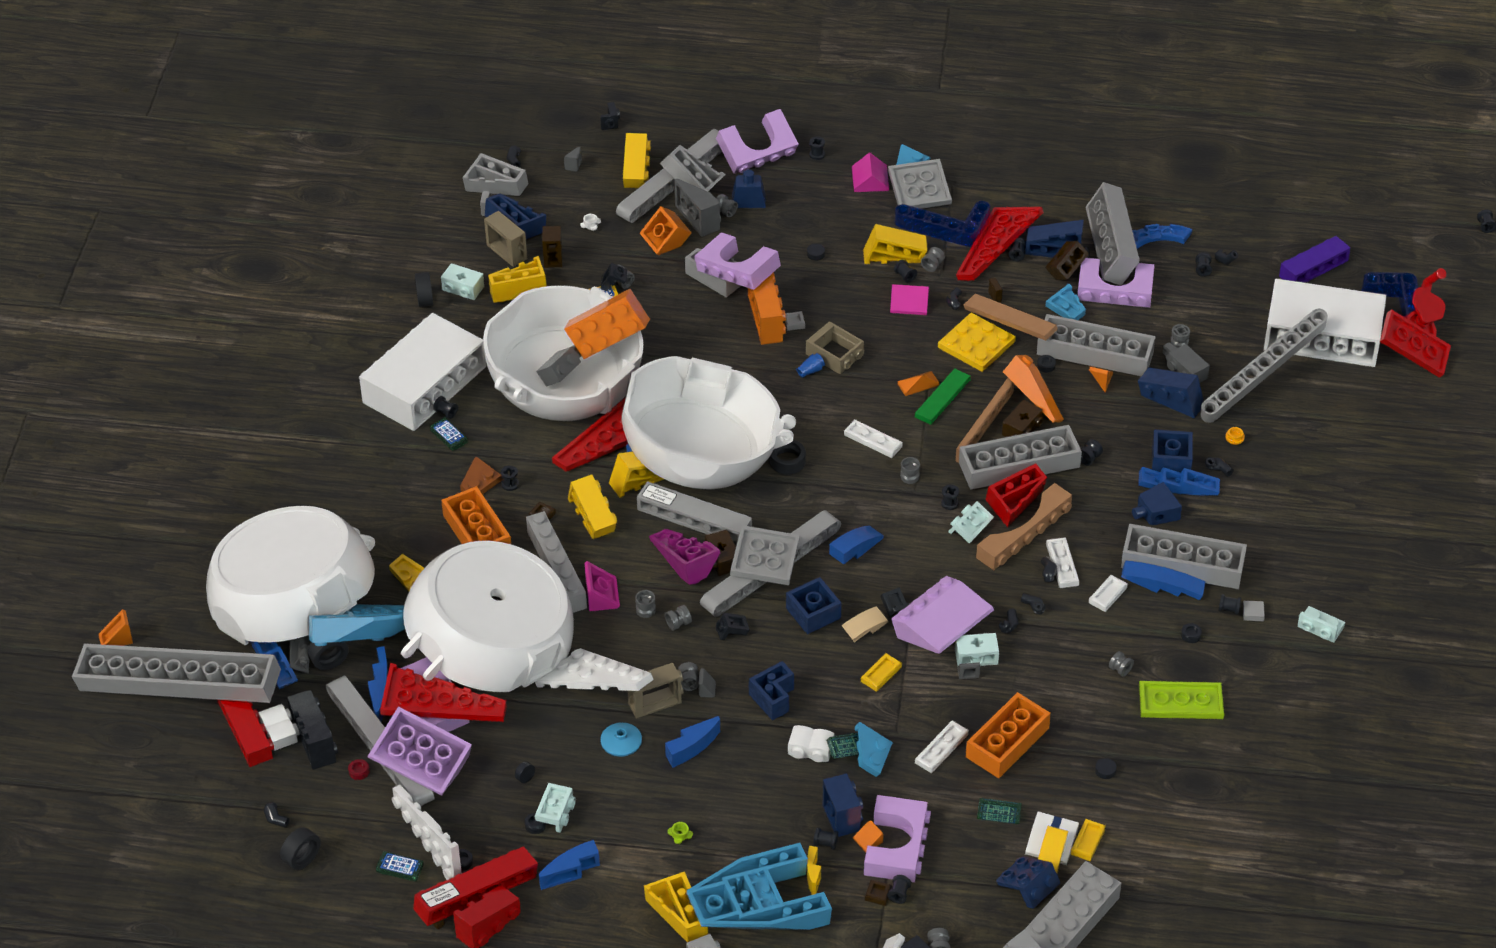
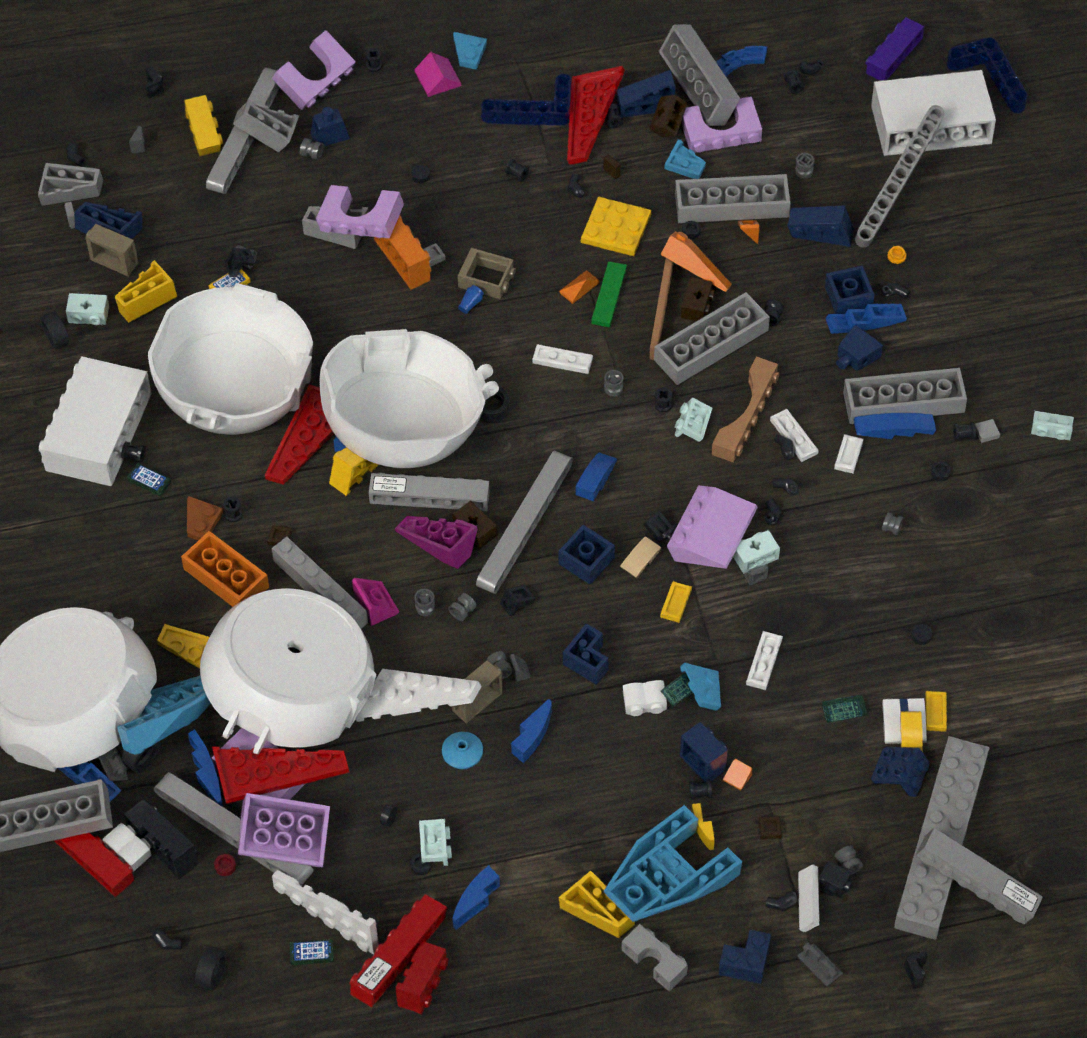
camera: 20 degrees left, 10 degrees up
(552, 246) = (162, 245): dark brown brick -> none
(559, 365) = (231, 374): dark grey hinge -> none
(590, 222) = (185, 205): white plate -> none
(592, 506) = (330, 516): yellow wedge -> none
(607, 324) = (265, 319): orange brick -> none
(665, 231) = (264, 195): orange slope -> none
(680, 827) = (562, 823): lime plate -> none
(698, 207) = (287, 159): dark grey slope -> none
(765, 555) = (520, 517): light grey plate -> none
(894, 245) = (496, 145): yellow wedge -> none
(899, 889) = (789, 818): black bush -> none
(905, 815) = (770, 743): lavender arch -> none
(909, 299) = (533, 199): dark pink slope -> none
(920, 184) = (491, 72): light grey plate -> none
(932, 259) = (538, 150): dark grey wheel -> none
(1008, 735) = (823, 630): orange brick -> none
(1010, 317) = (641, 192): medium nougat tile -> none
(1015, 493) = (723, 377): red wedge -> none
(1181, 700) = (959, 542): lime tile -> none
(1185, 361) = (820, 191): dark grey hinge -> none
(1416, 332) = (1020, 102): red plate -> none

